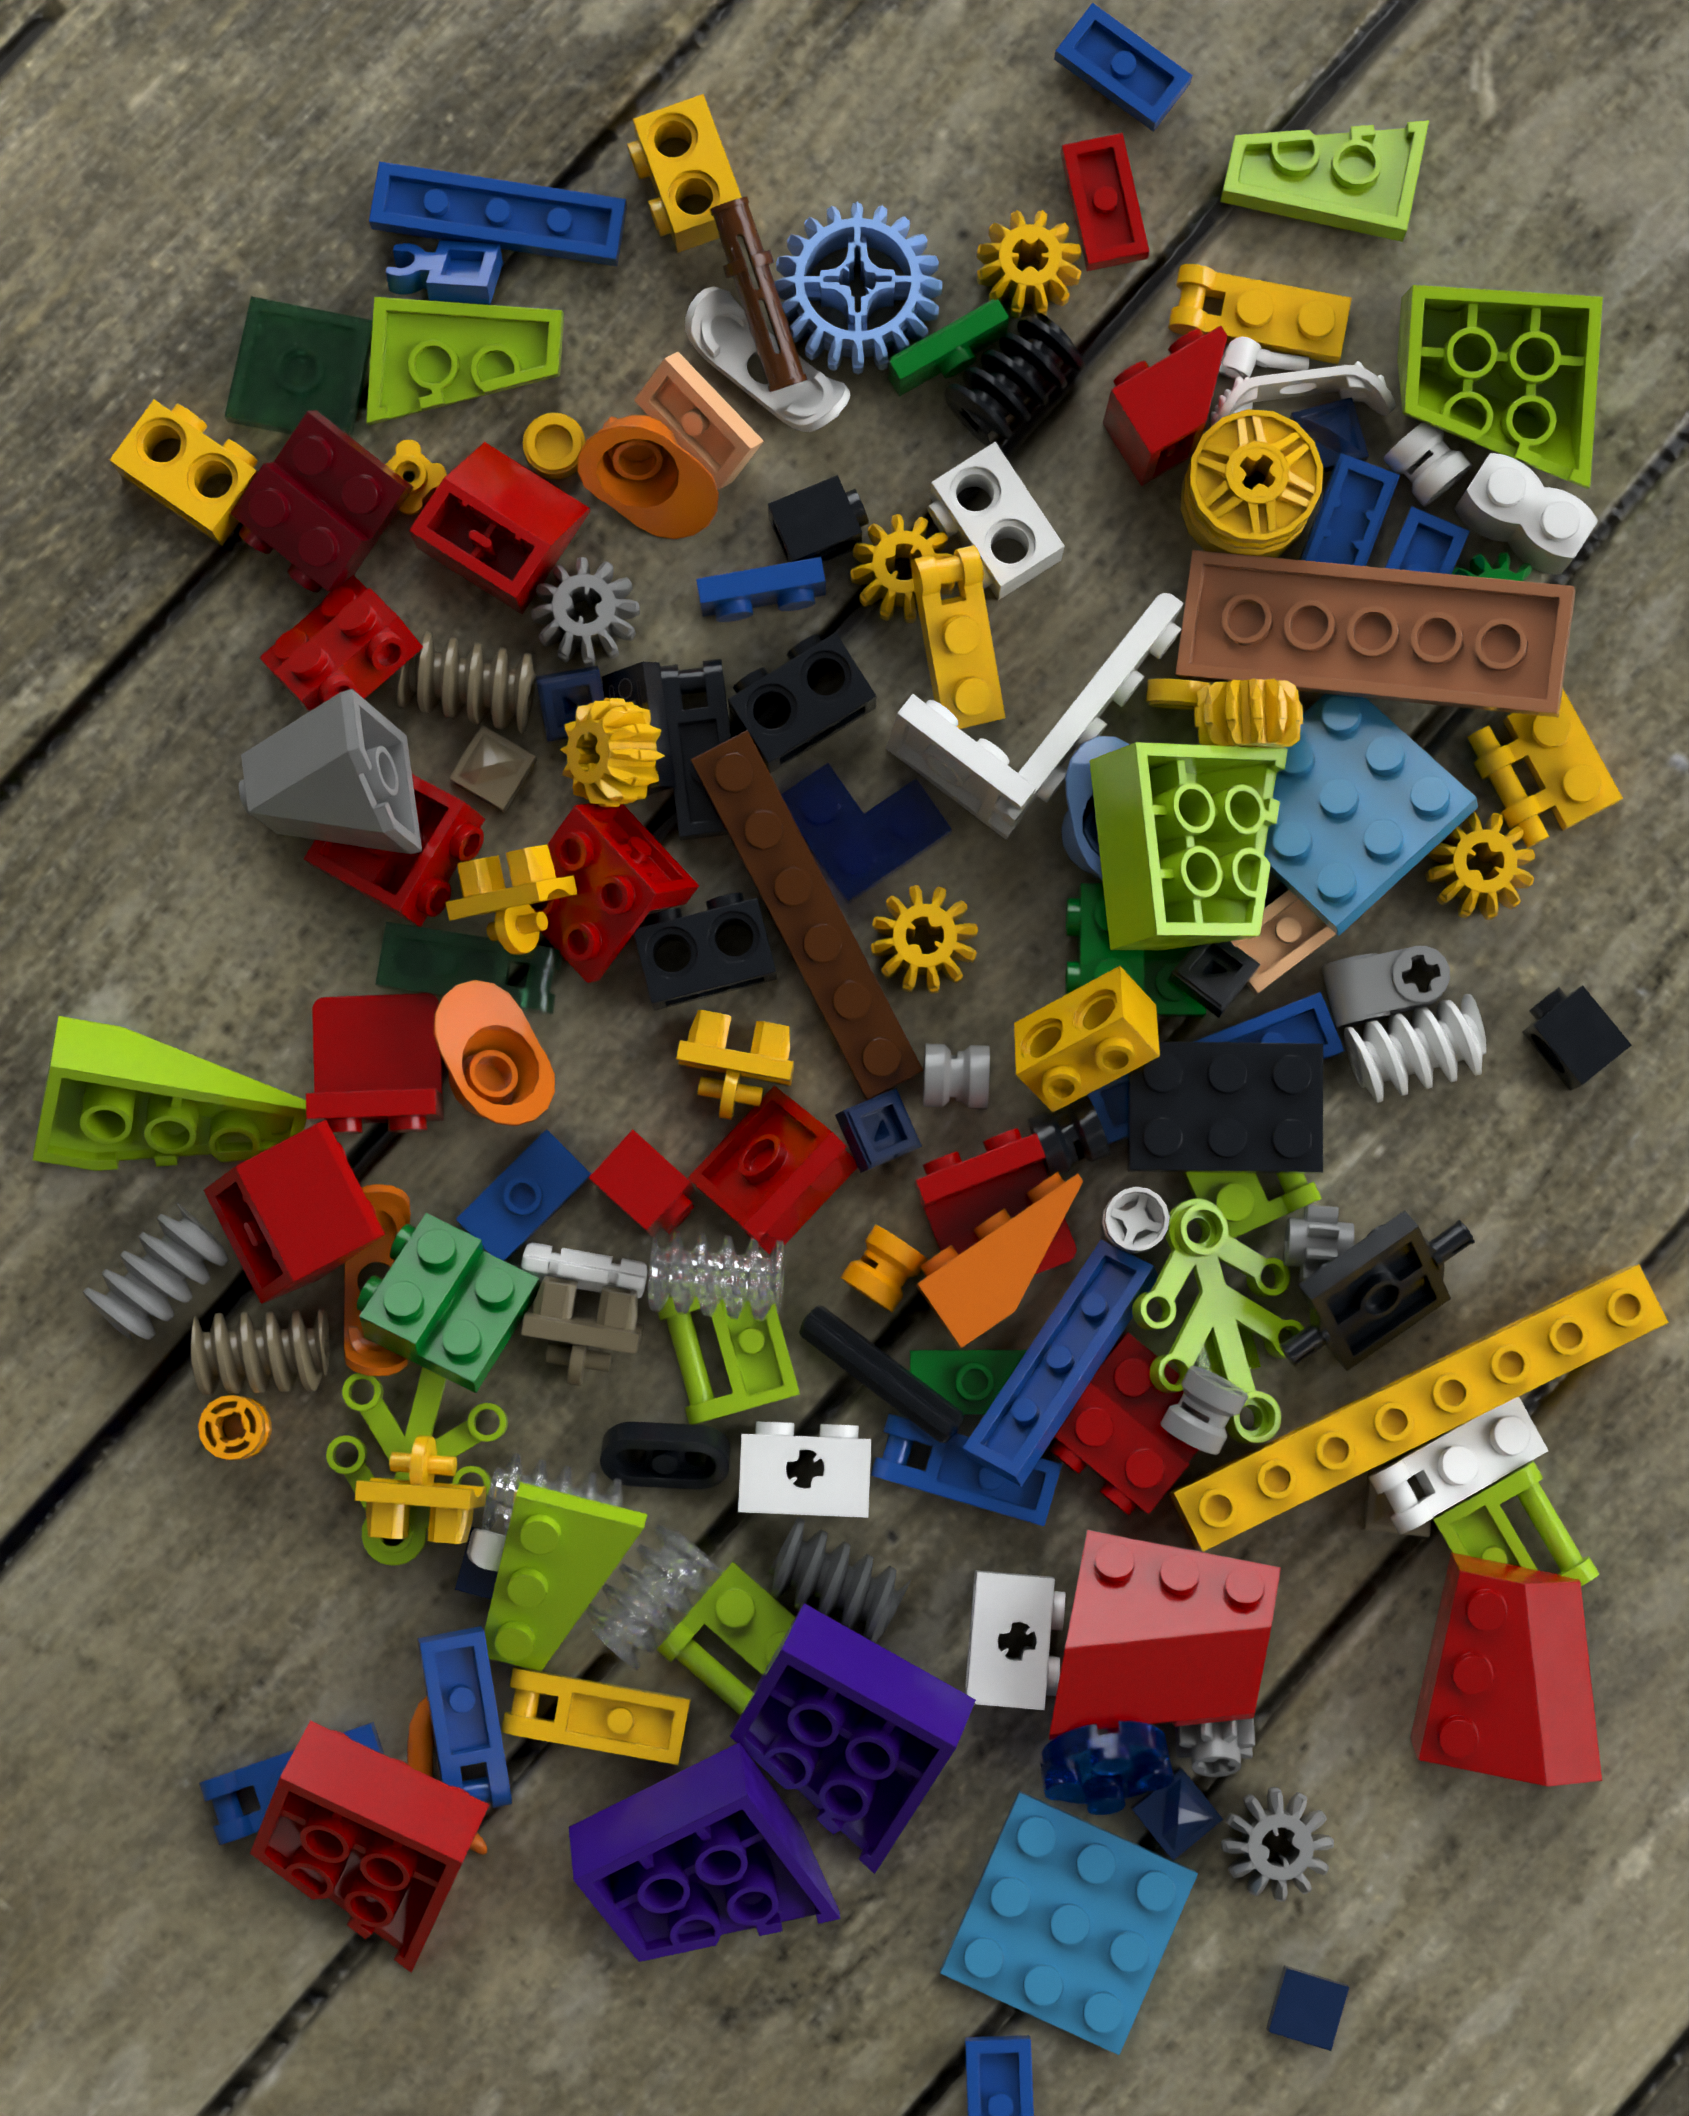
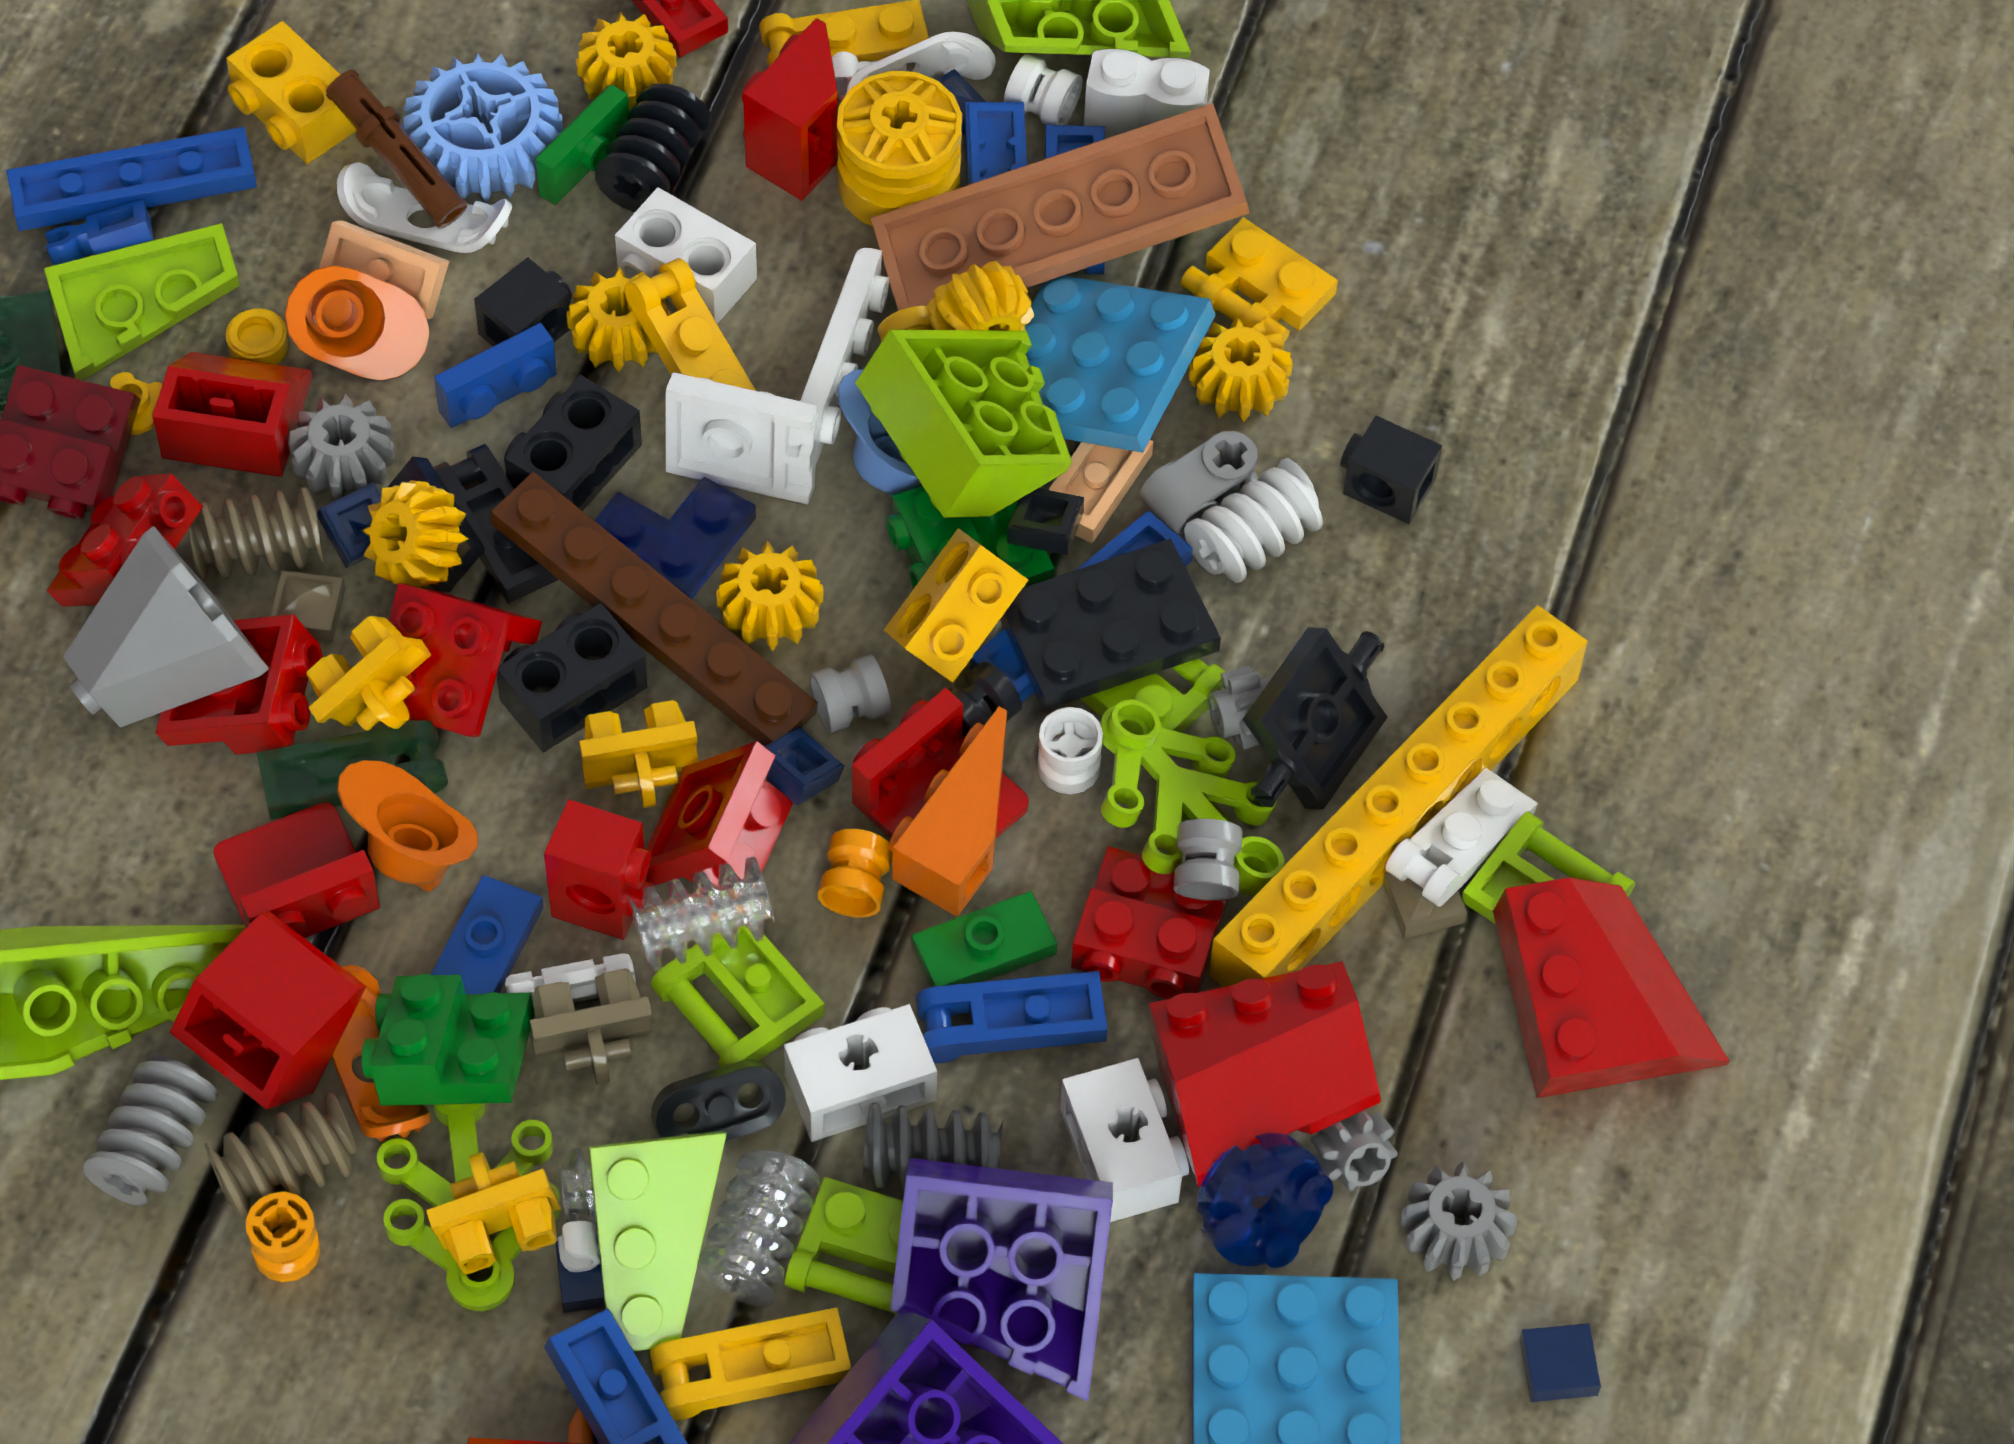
camera: 25 degrees left, 25 degrees down
(881, 1374) = (894, 958): black axle -> none
(1060, 1363) = (1056, 885): blue plate -> none
(1177, 1814) = (1351, 1238): dark blue tile -> none

